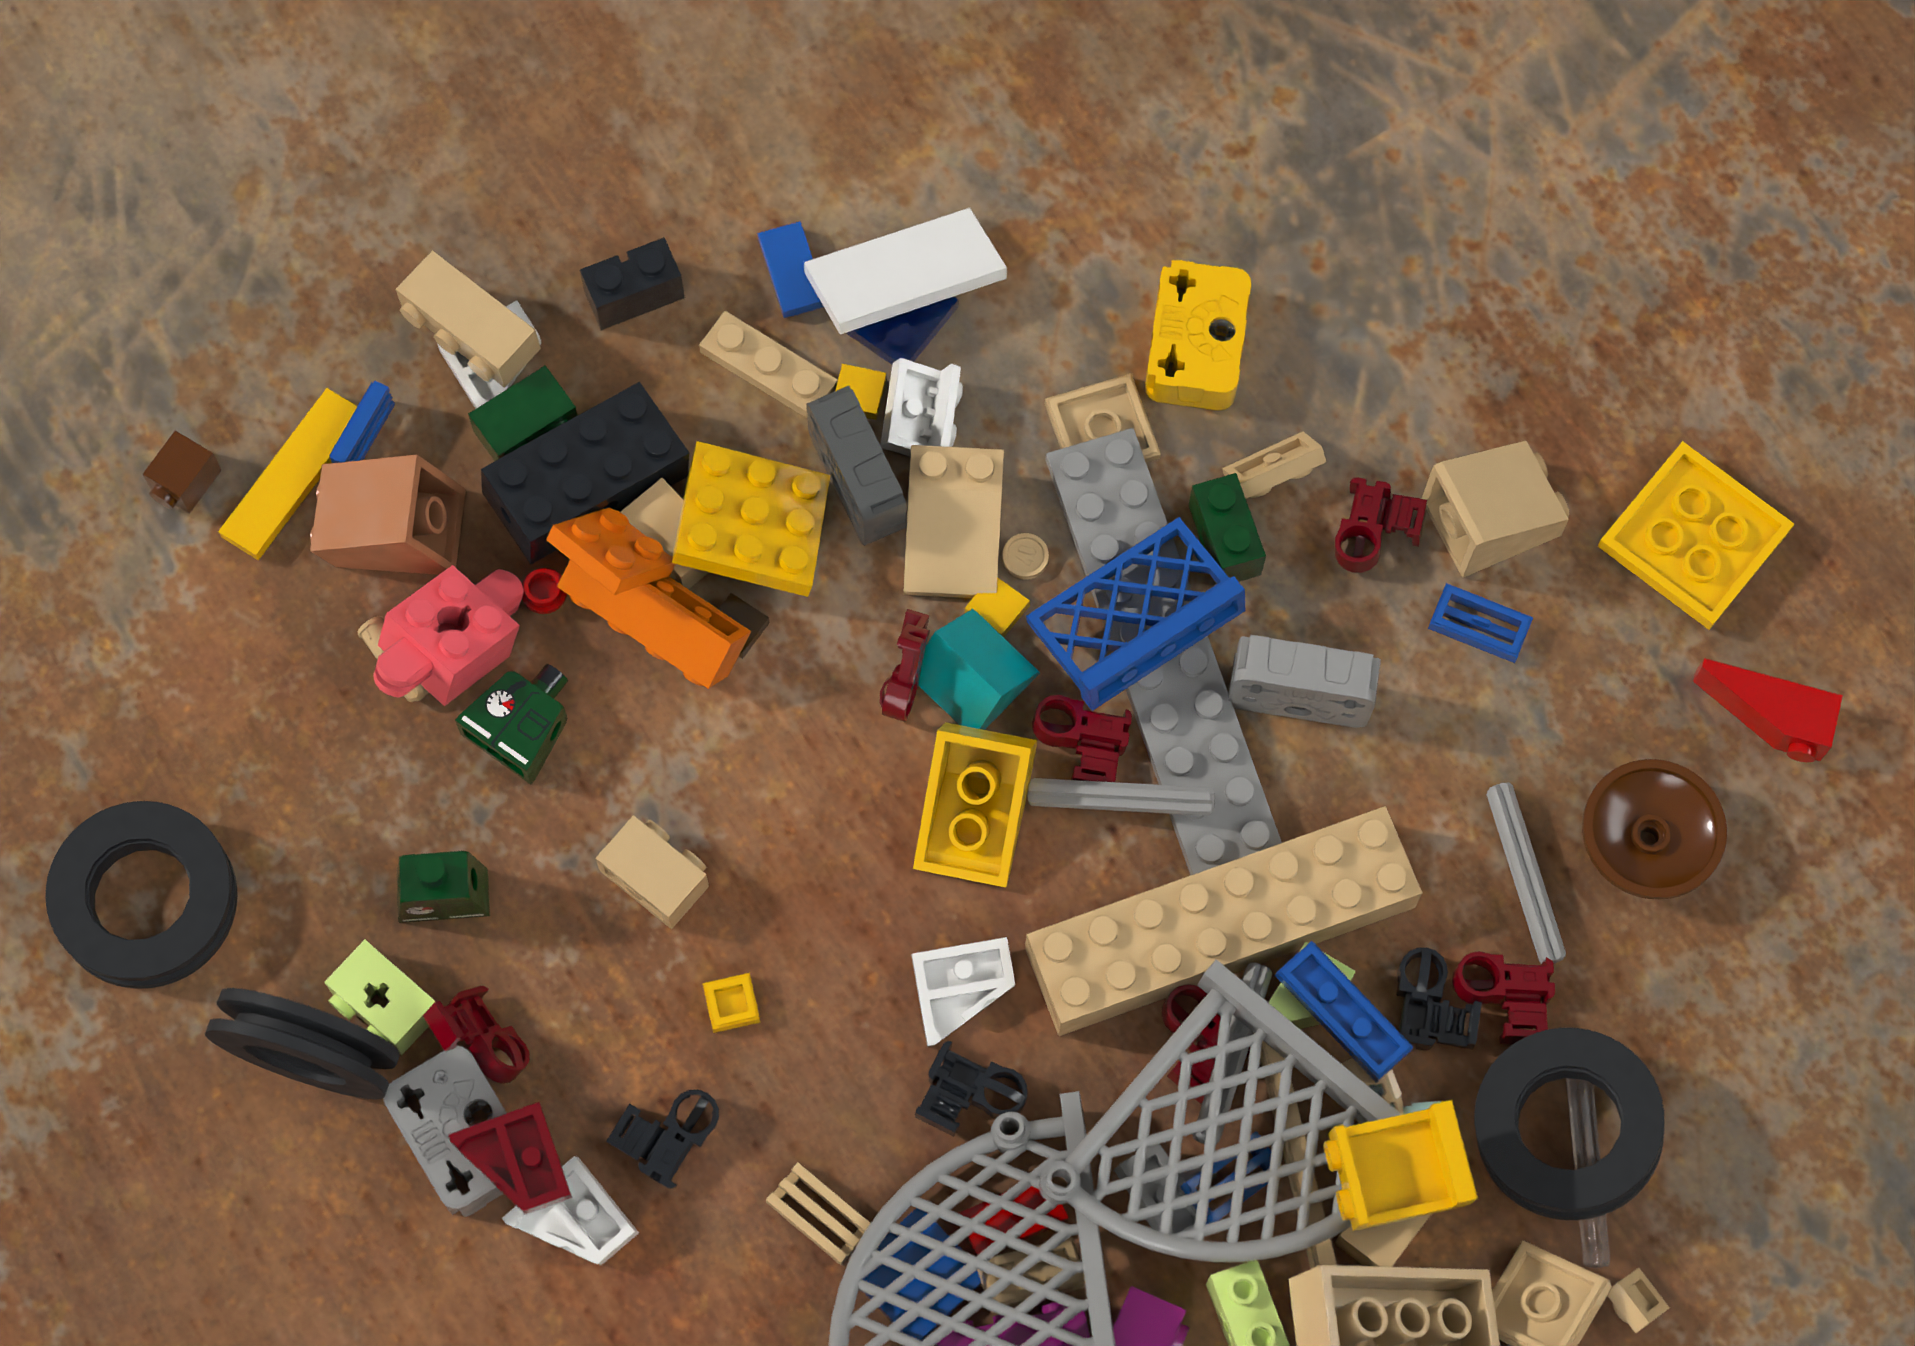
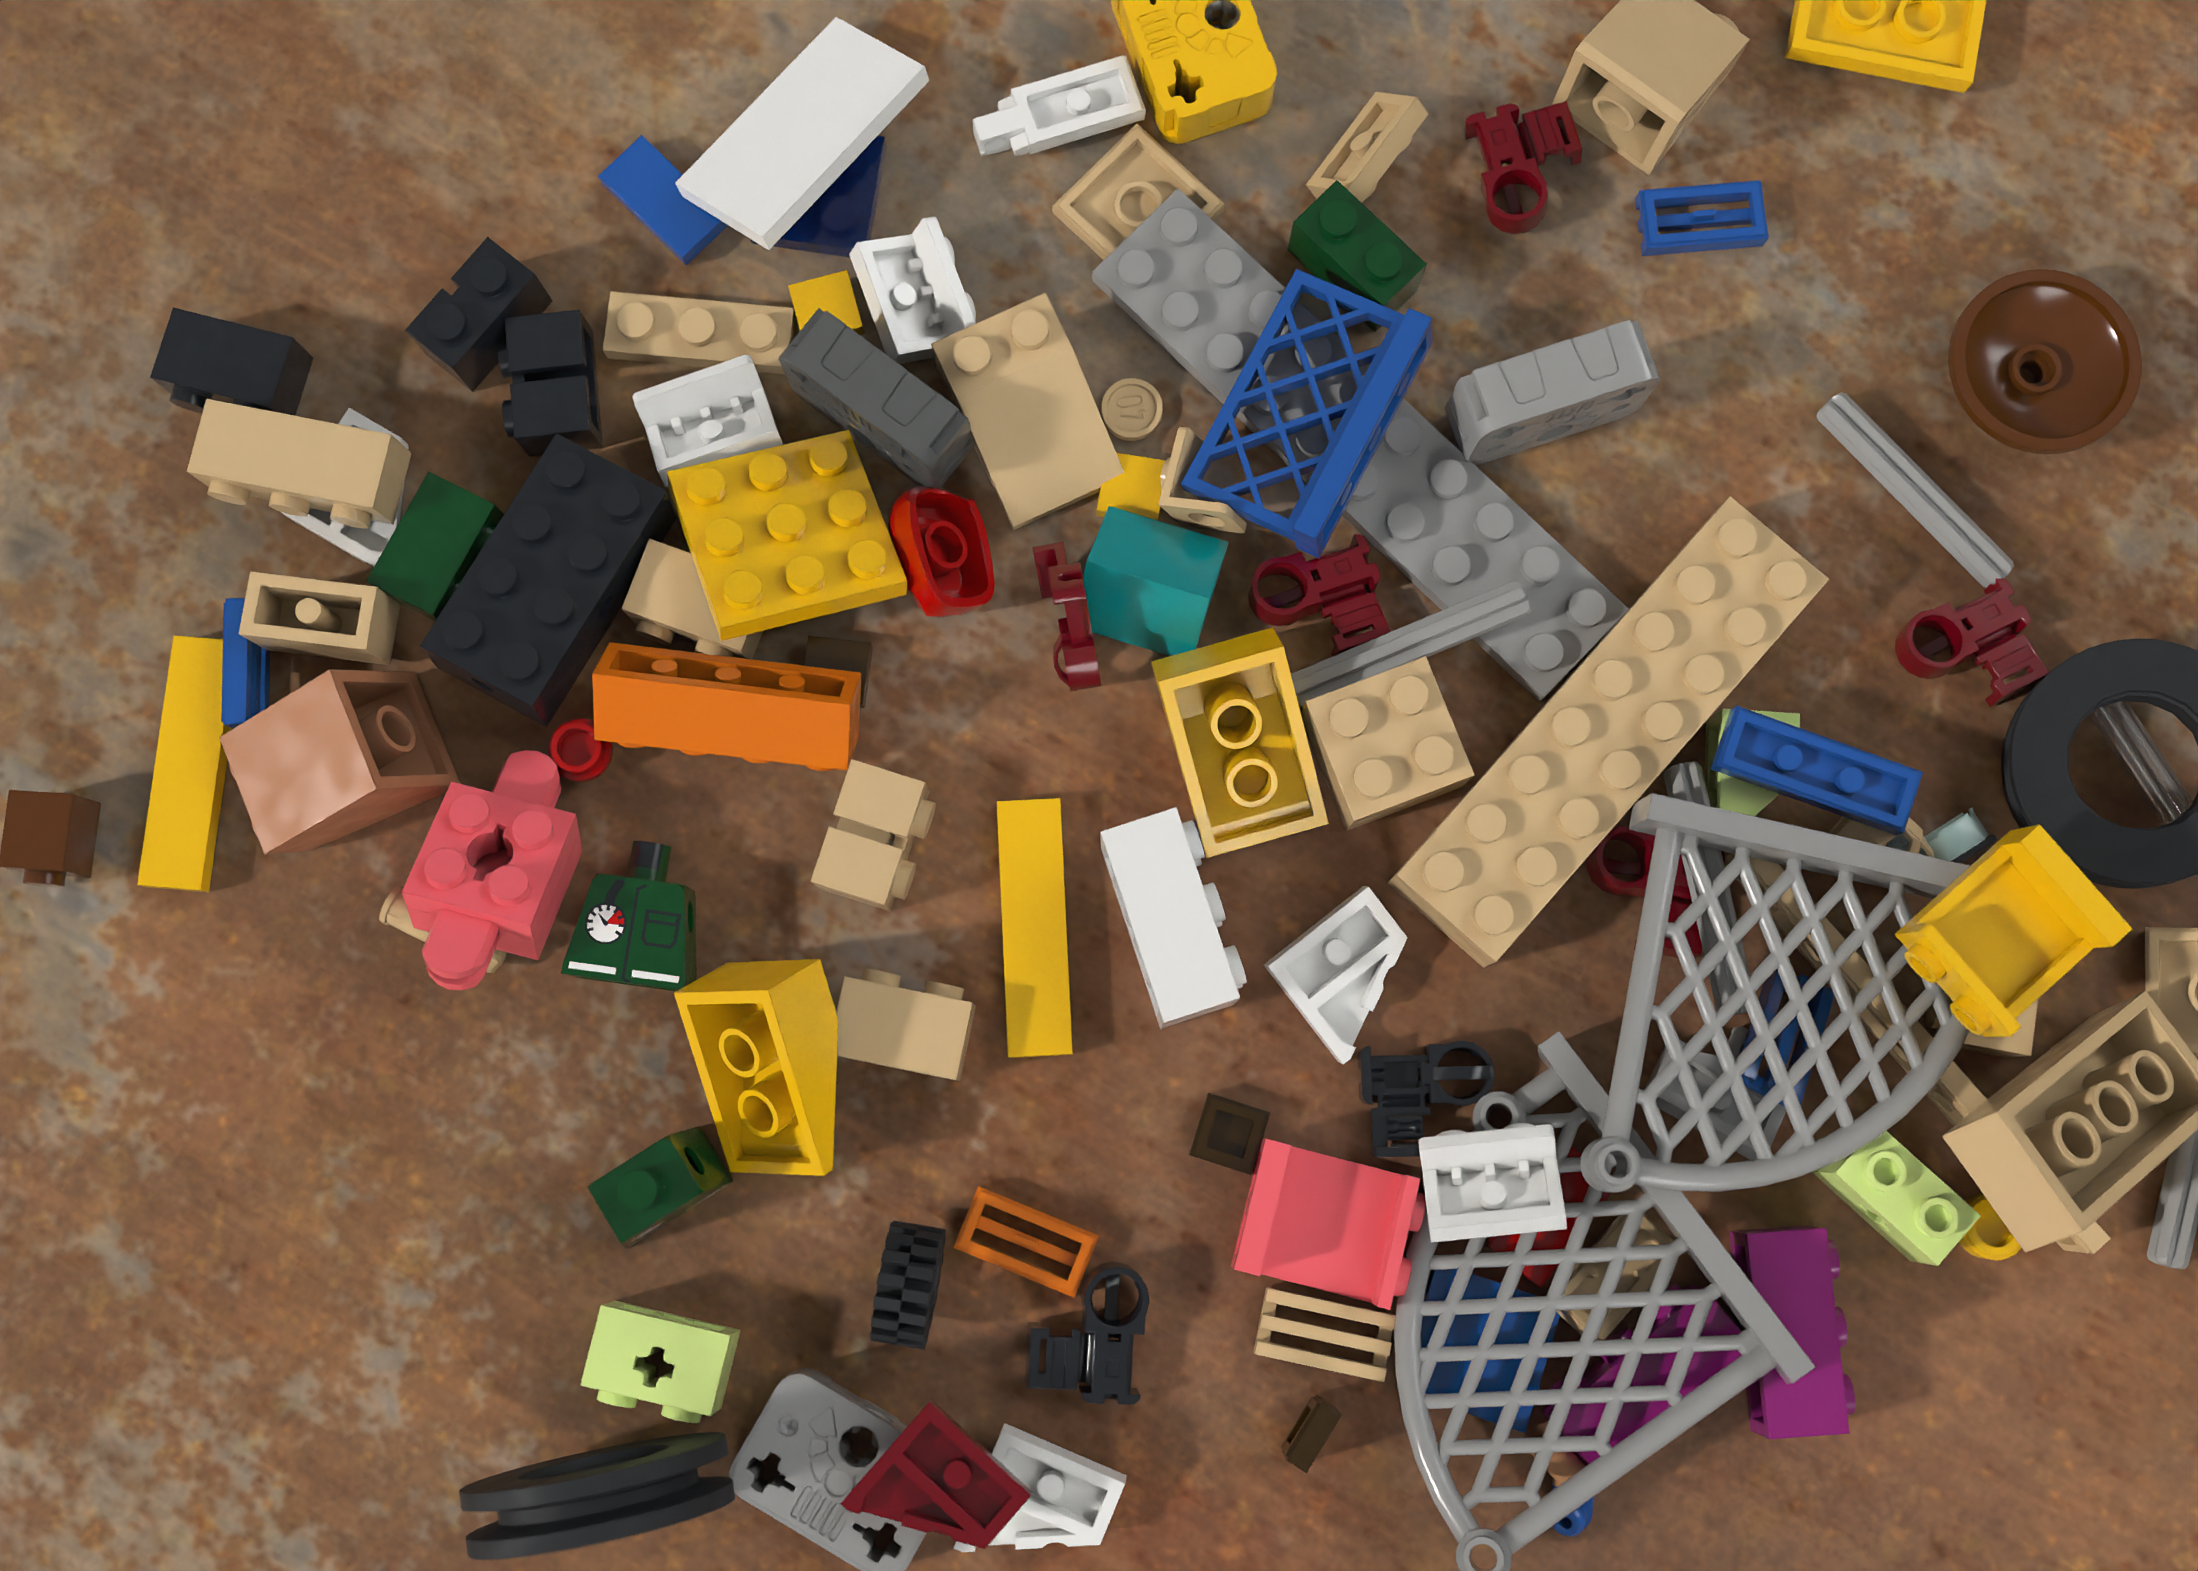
camera: 25 degrees left, 10 degrees up
(95, 848) = (198, 1396): black tyre -> none
(426, 423) = (319, 618): none -> tan brick
(456, 235) = (229, 364): none -> black piece
(471, 1021) = (786, 1332): dark red piece -> none
(553, 844) = (767, 1062): none -> yellow slope
(565, 1030) = (907, 1284): none -> black tyre
(611, 550) = (638, 665): orange plate -> none
(656, 347) = (551, 380): none -> black piece
(683, 1083) = (1076, 1261): none -> orange tile
(696, 749) = (874, 836): none -> tan piece
(731, 1002) = (1081, 1134): yellow tile -> none
(743, 419) = (707, 416): none -> white bracket
(773, 1267) = (1310, 1432): none -> dark brown tile
(774, 855) = (1034, 928): none -> yellow tile
(828, 1053) = (1229, 1133): none -> dark brown tile
(847, 582) = (942, 551): none -> red piece
(858, 1141) = (1328, 1224): none -> coral panel
(864, 888) = (1172, 917): none -> white brick
(979, 1159) = (1492, 1182): none -> white bracket
(1023, 634) = (1185, 506): none -> tan bracket
(1070, 852) = (1386, 743): none -> tan brick
(1085, 340) = (1062, 109): none -> white hinge
(1431, 1016) = (1900, 719): black piece -> none
(1777, 710) = (2096, 148): red slope -> none

